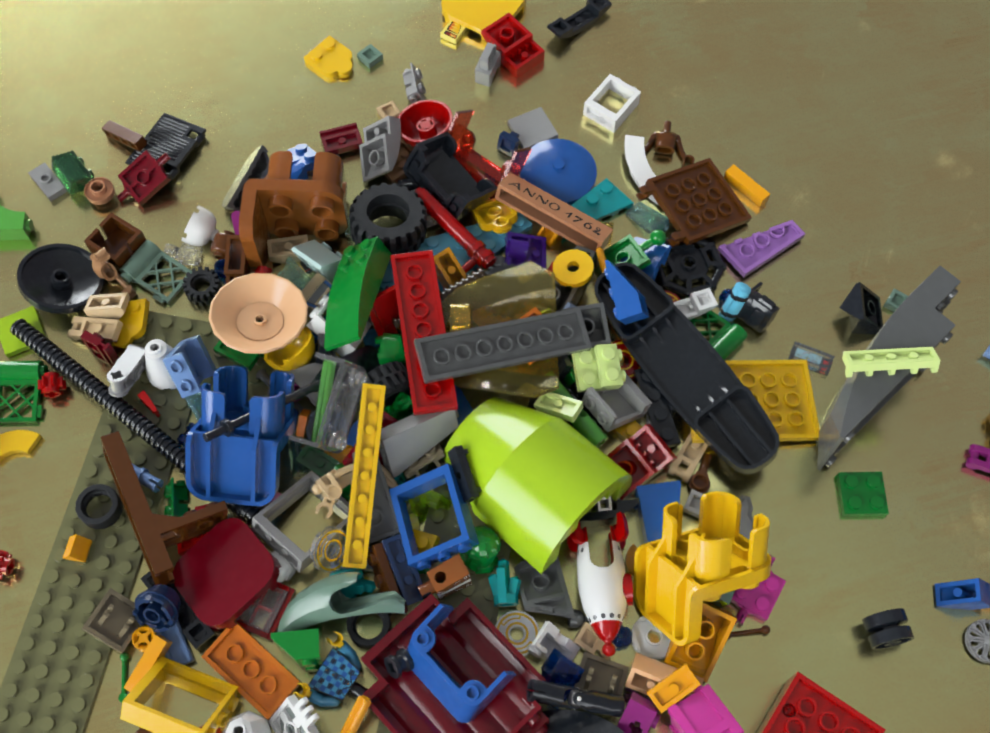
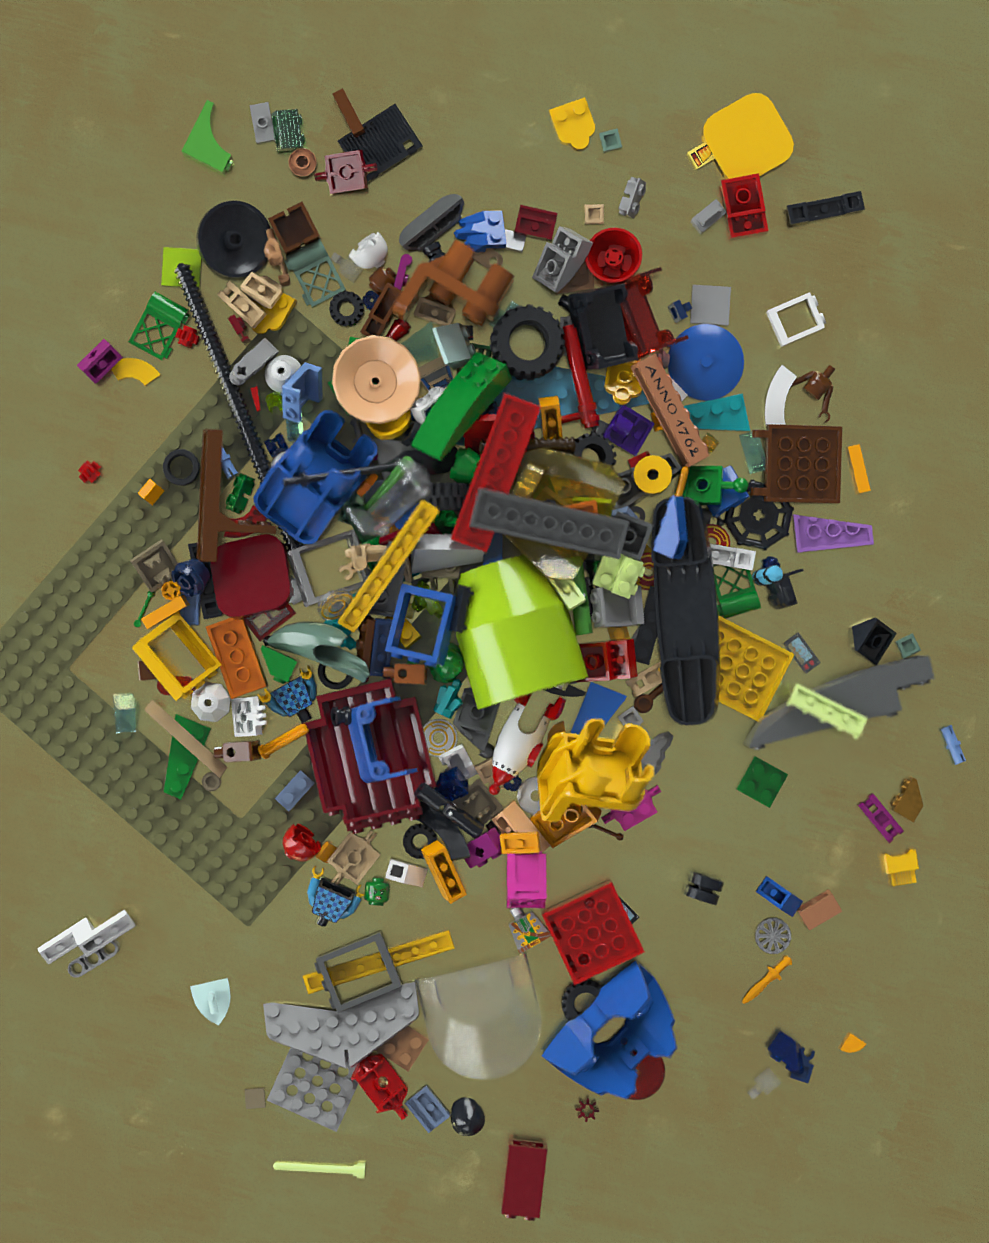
camera: 30 degrees right, 25 degrees up
(168, 395) = (274, 399): none -> clear neon green plate

